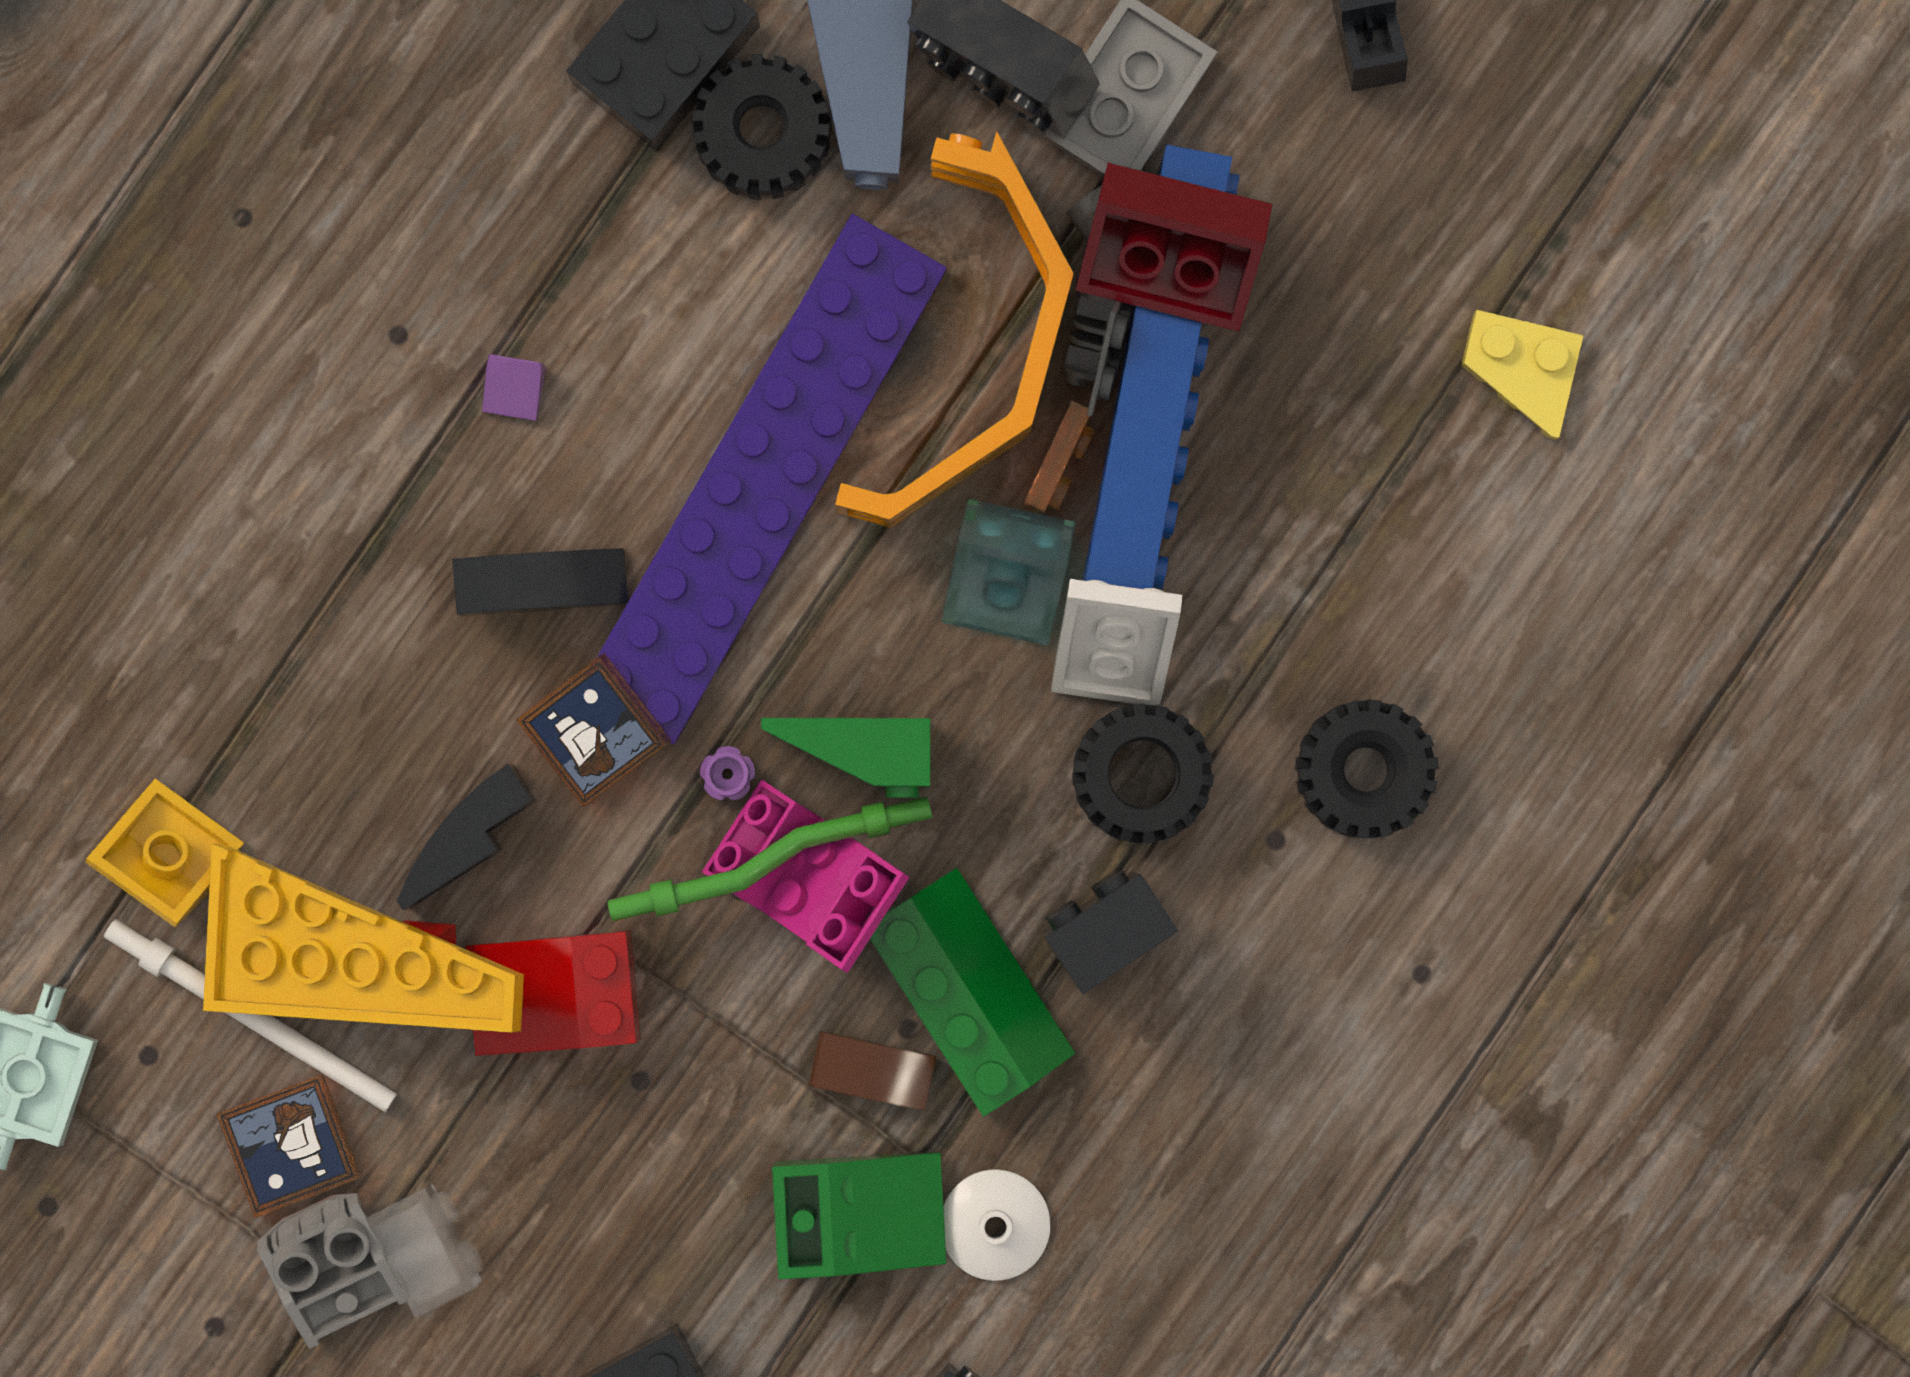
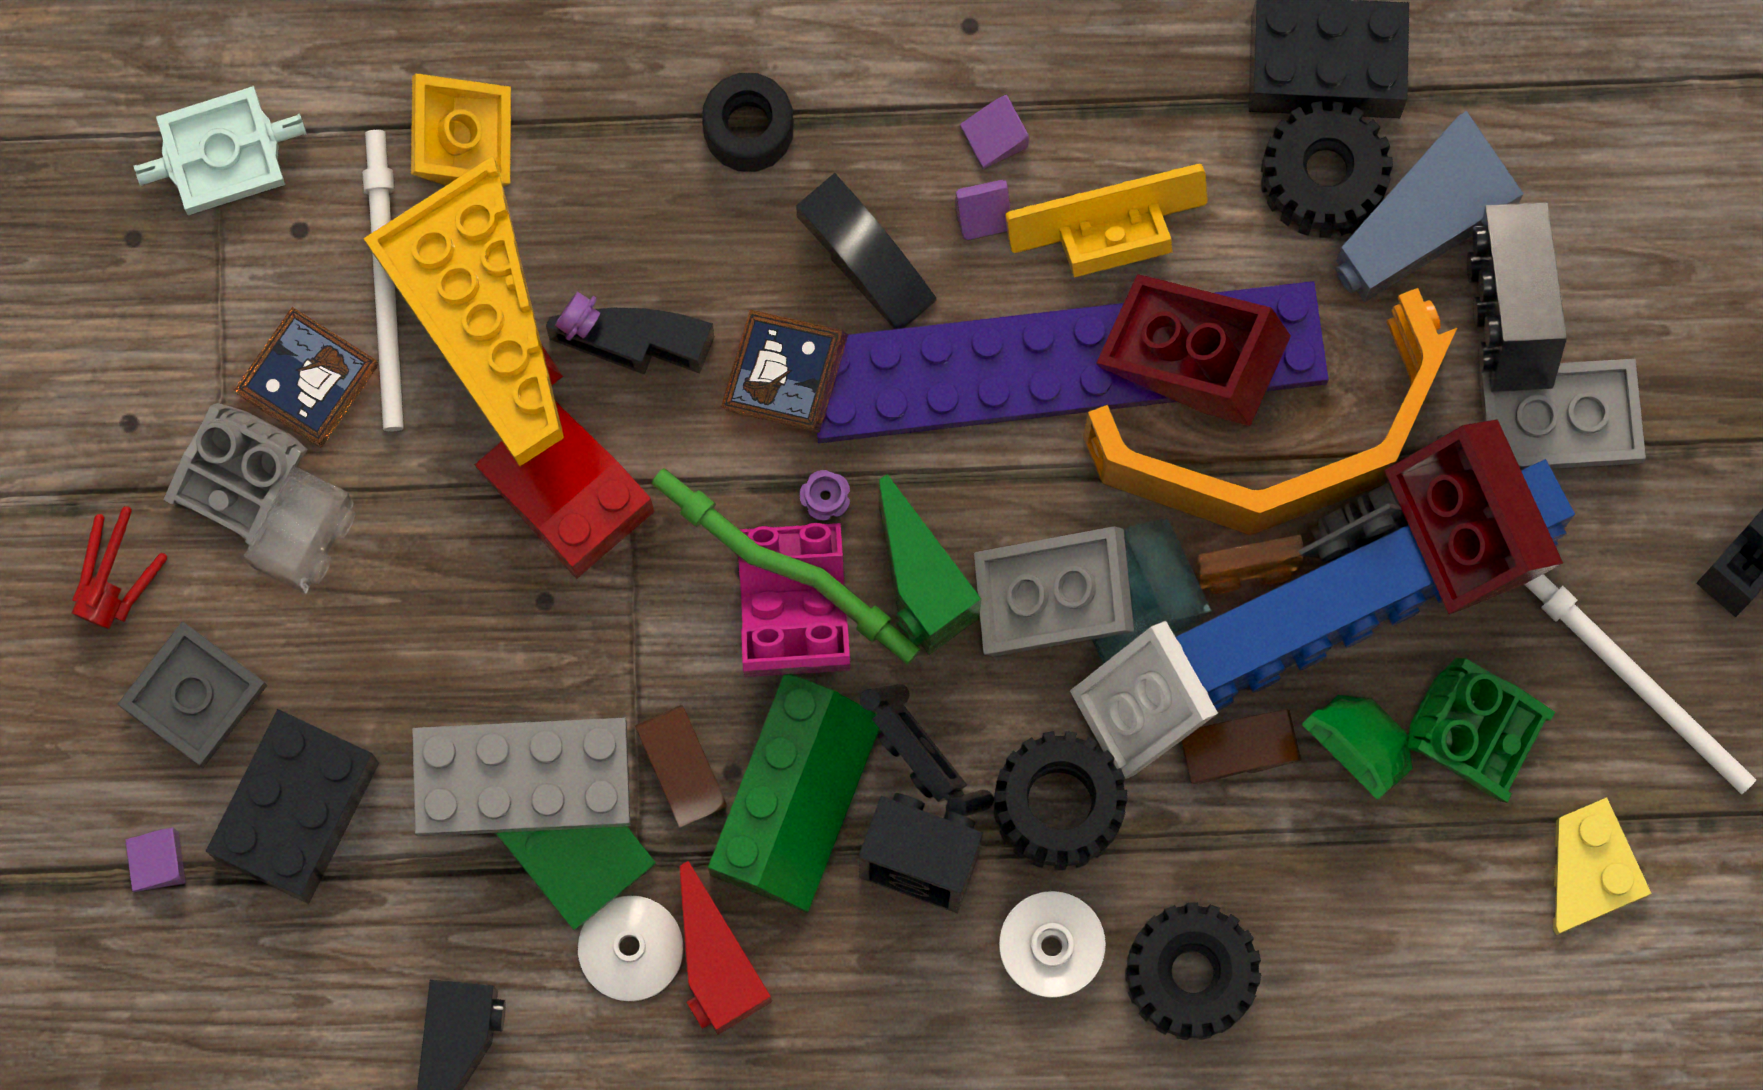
camera: 60 degrees right, 10 degrees down
(310, 589) = (753, 91): none -> black tyre
(417, 878) = (578, 316): none -> medium lavender plate
(576, 450) = (982, 209): none -> medium lavender slope
(672, 350) = (1112, 222): none -> yellow bracket
(791, 1222) = (521, 777): none -> light grey plate
(839, 364) = (1196, 347): none -> dark red slope
(961, 645) = (1054, 591): none -> light grey plate
(1001, 868) = (905, 737): none -> black plate
(1071, 1166) = (717, 967): none -> red slope
(1210, 581) = (1241, 746): none -> reddish brown slope
(1281, 481) = (1363, 741): none -> green slope
(1286, 874) = (1058, 917): none -> white dish
(1287, 219) = (1561, 605): none -> white bar
(1337, 373) = (1477, 726): none -> green slope

